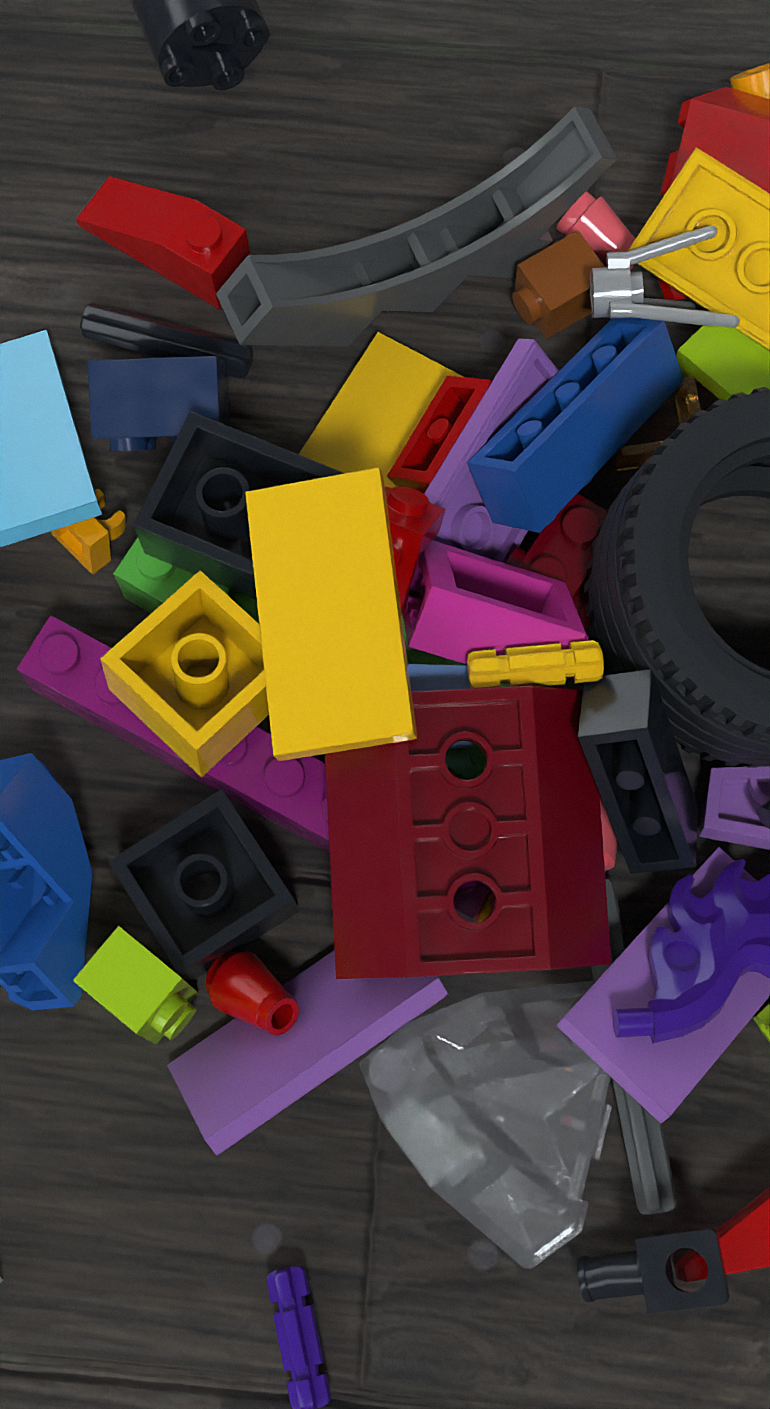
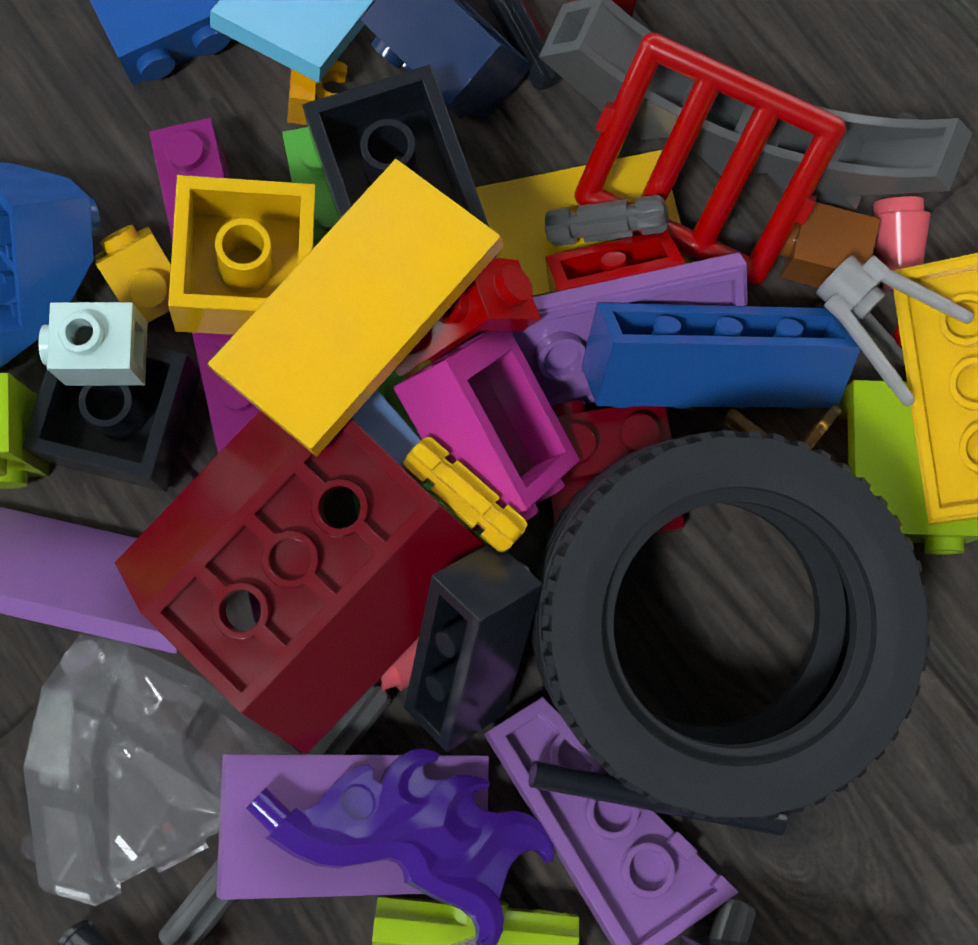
camera: 40 degrees right, 5 degrees up
(111, 780) = (136, 270): none -> yellow bracket
(157, 842) = (95, 343): none -> light aqua brick
(249, 991) = (66, 511): red cone -> none
(381, 240) = (768, 106): none -> red bar
(401, 411) = (606, 220): none -> dark grey axle

